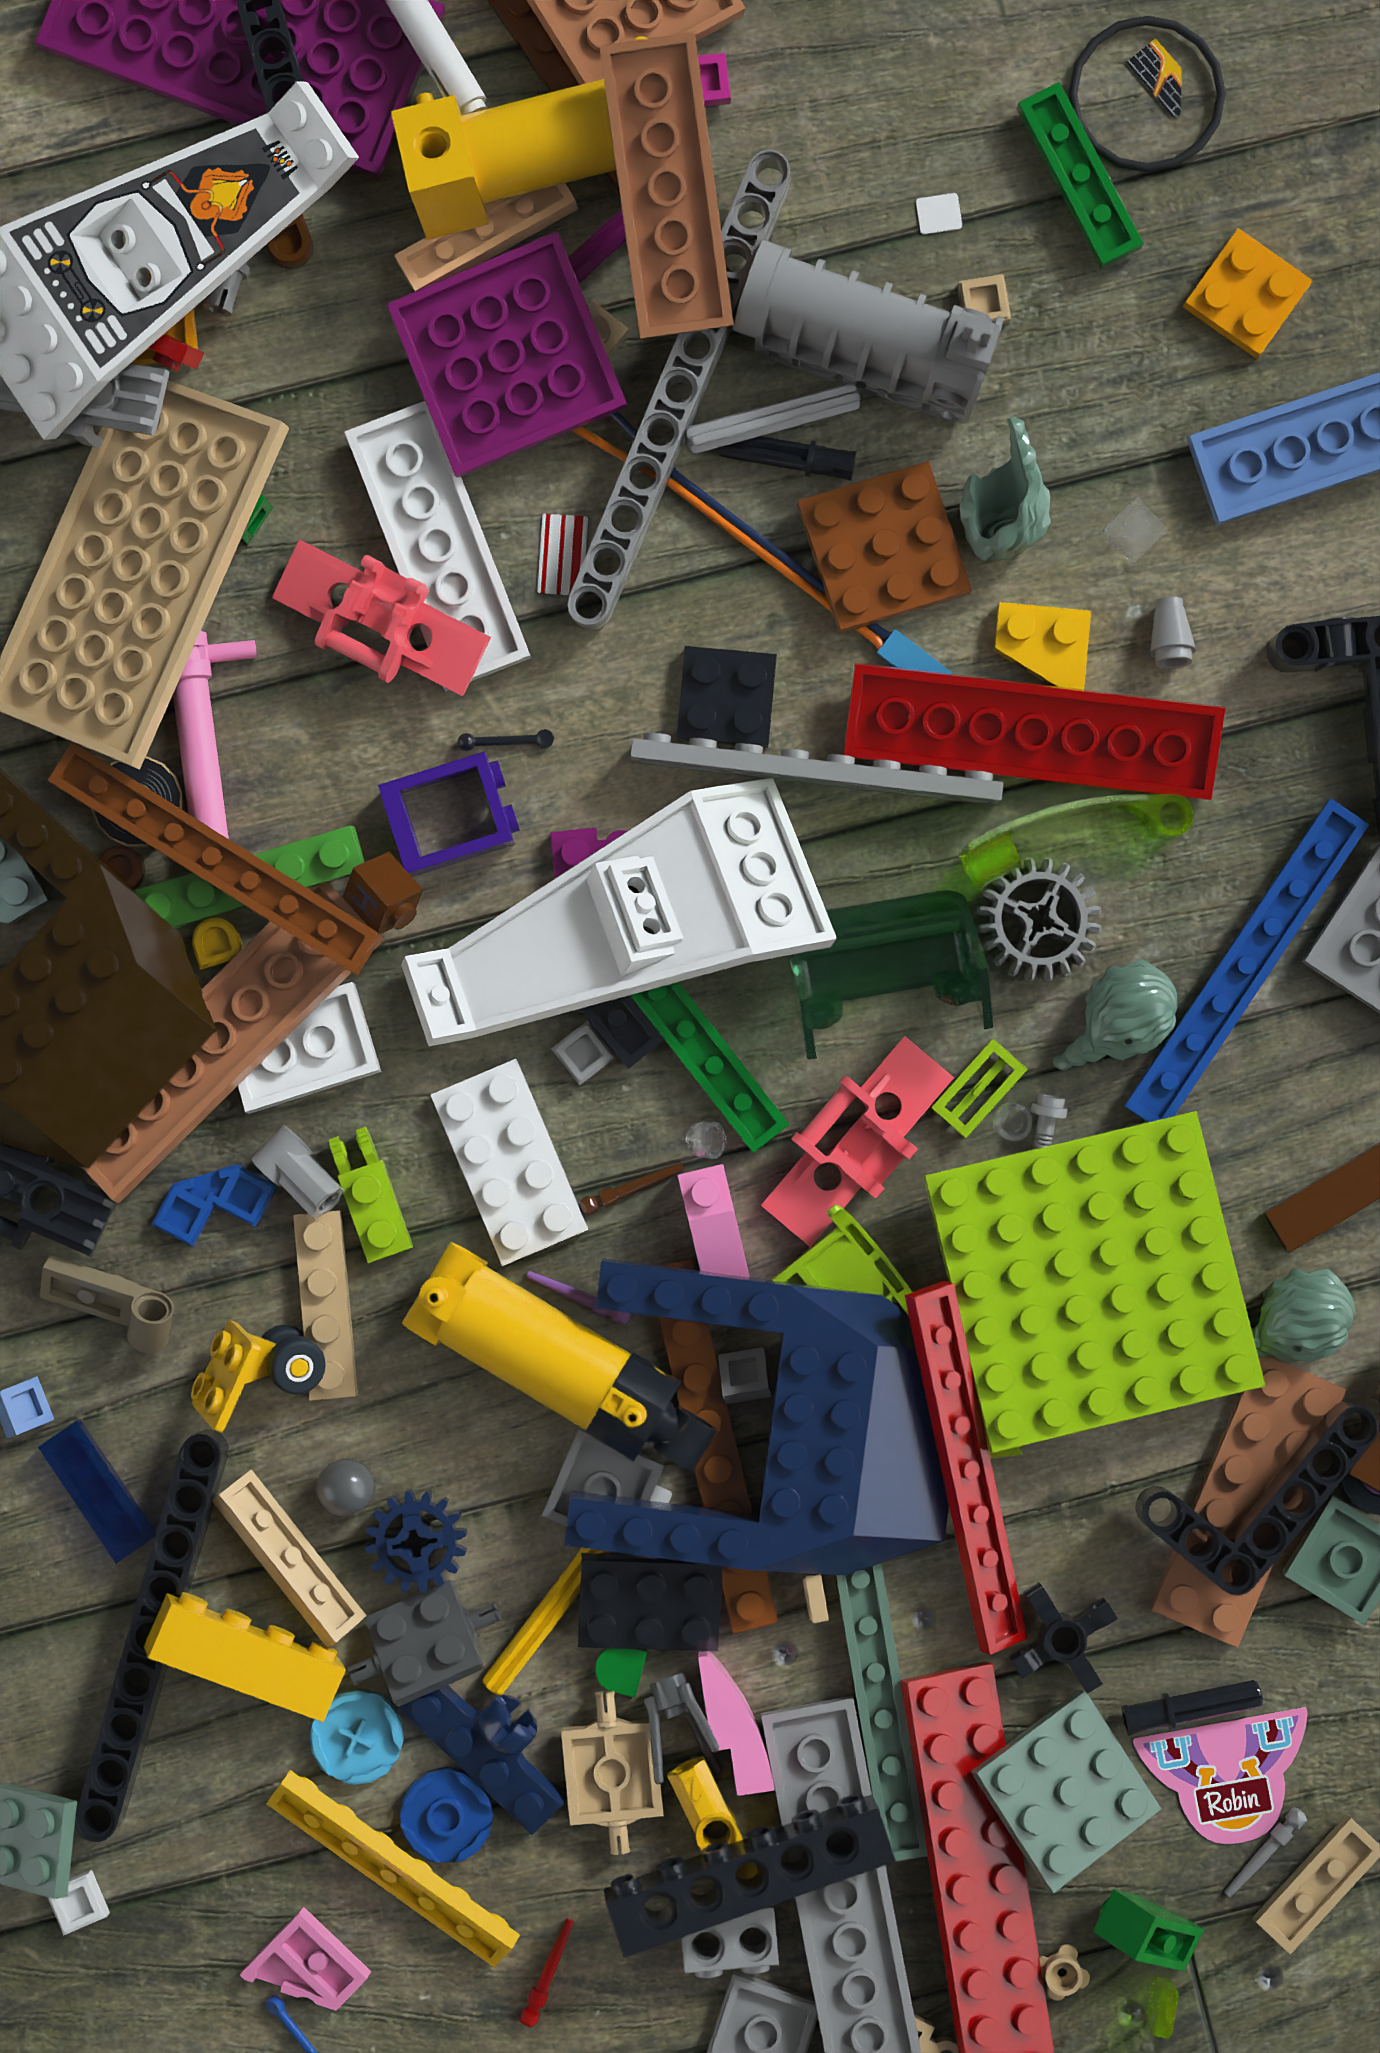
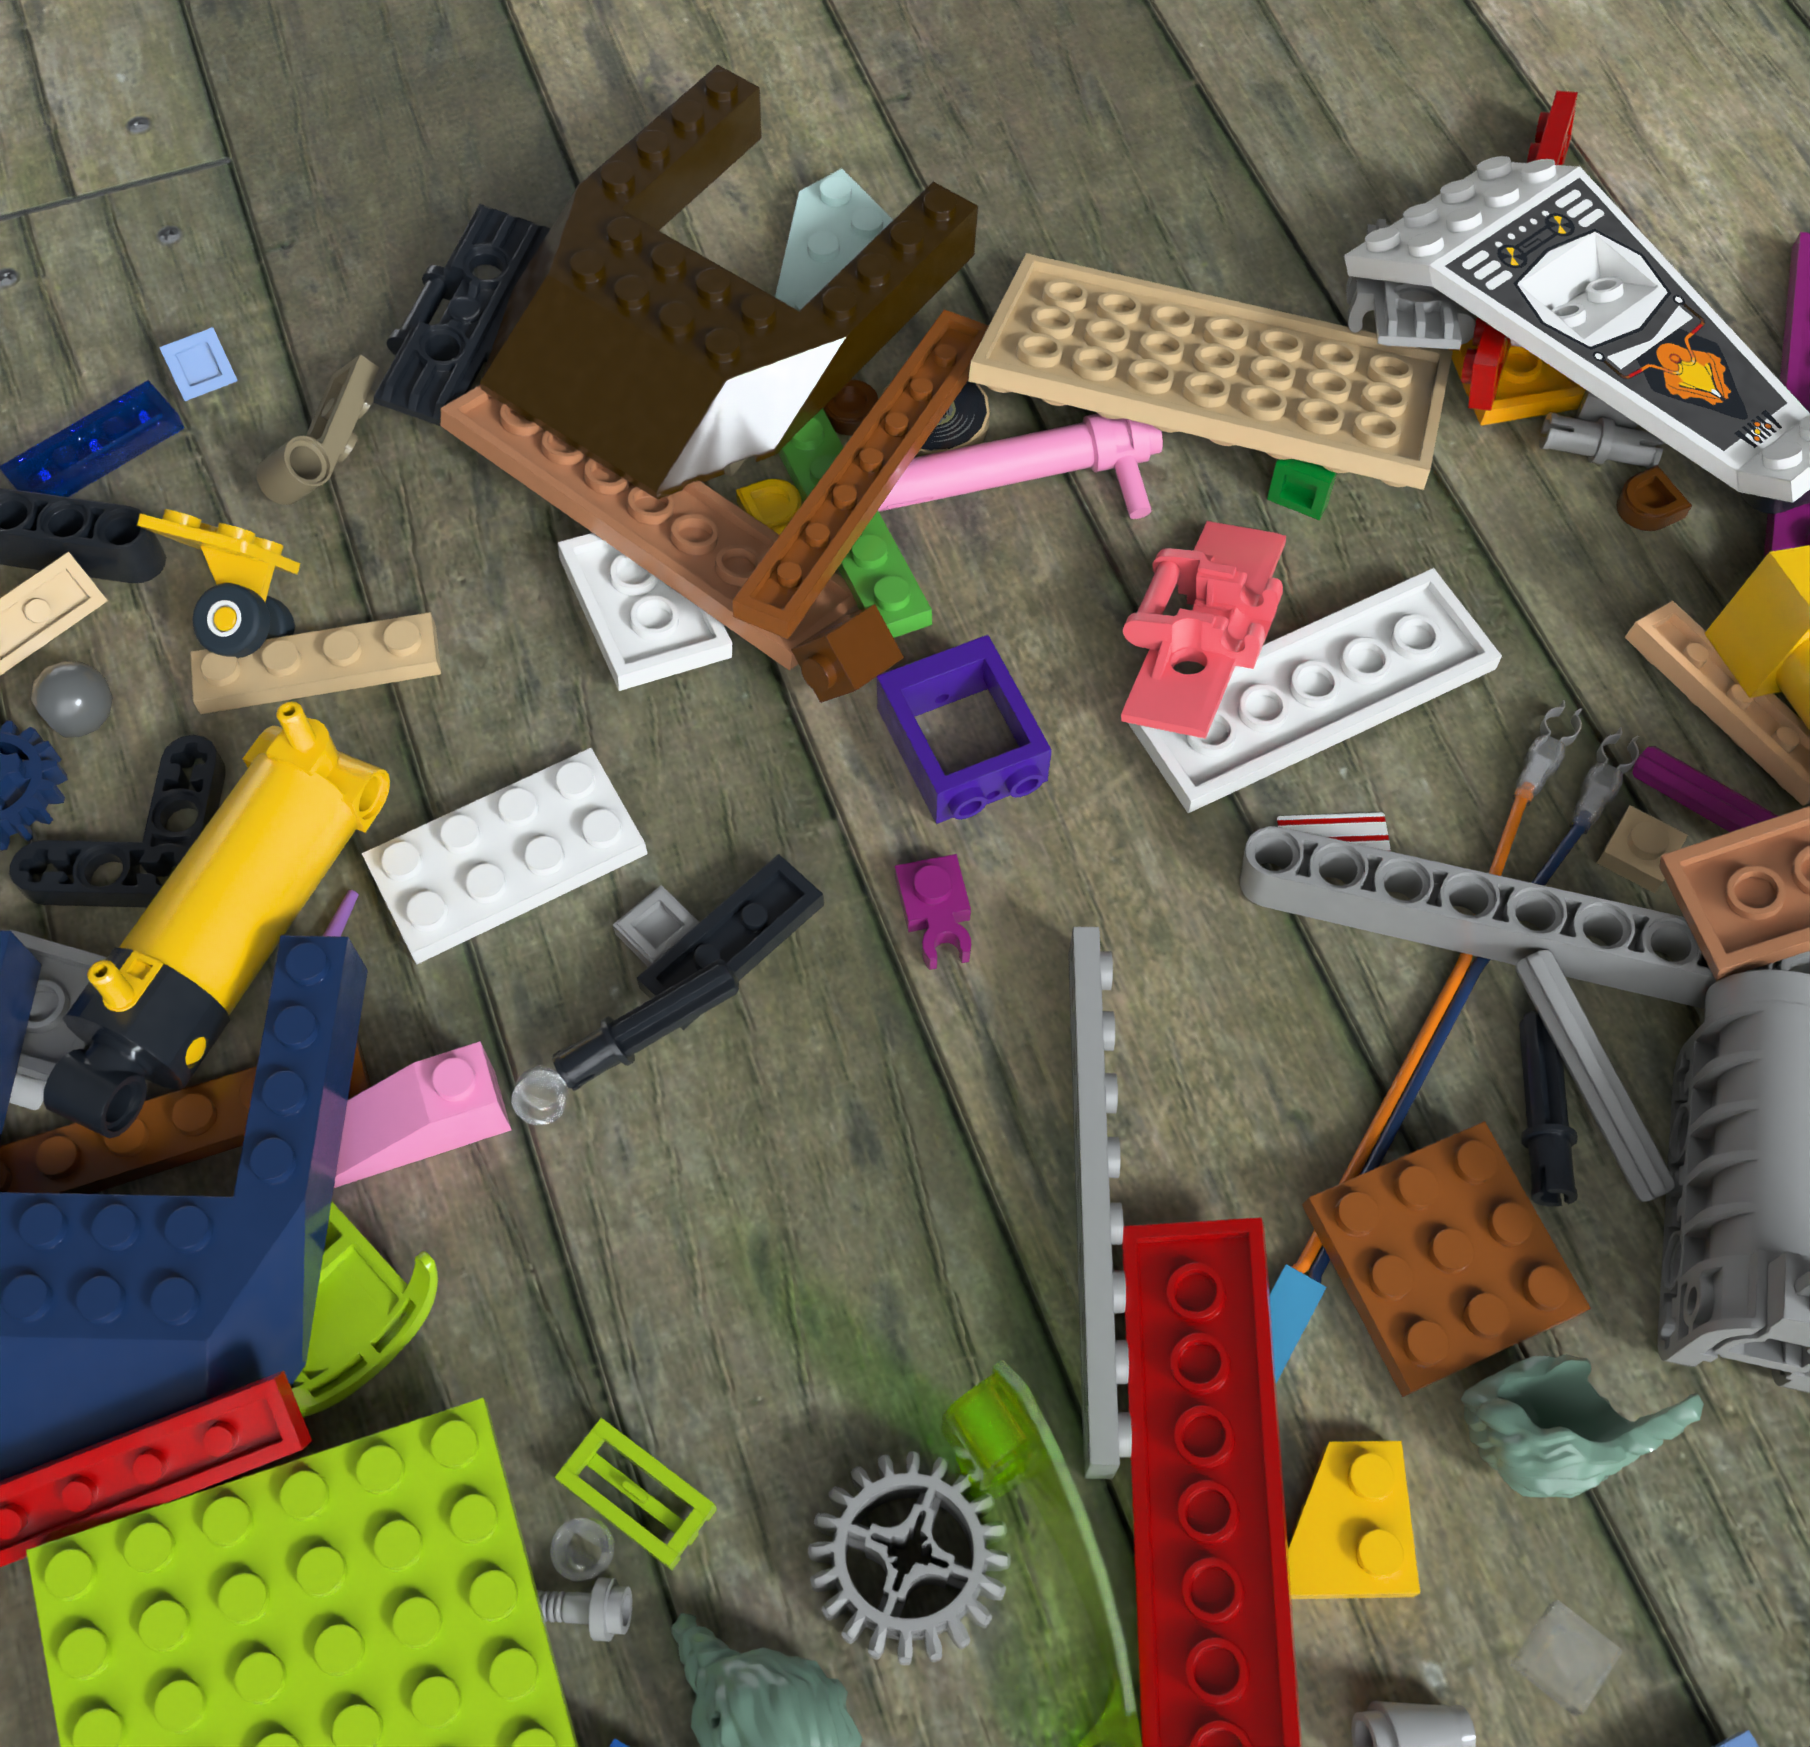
camera: 85 degrees right, 25 degrees down
(194, 1200) = (463, 547): blue tile -> none
(289, 1164) = (492, 598): light grey piece -> none
(371, 1200) = (457, 697): lime hinge -> none
(477, 1415) = (156, 852): none -> black beam
(507, 355) = (1586, 731): magenta plate -> none
(543, 739) = (1082, 840): black hinge -> none
(609, 1196) = (461, 985): reddish brown piece -> none
(668, 1063) = (645, 1024): none -> black axle
(712, 1063) = (693, 1058): green plate -> none
(713, 883) = (894, 1059): white wing -> none
(726, 696) = (1182, 1064): black plate -> none
(744, 1375) = (192, 1170): light grey plate -> none
(867, 1149) = (538, 1332): coral piece -> none
(891, 950) = (833, 1305): clear green windscreen -> none

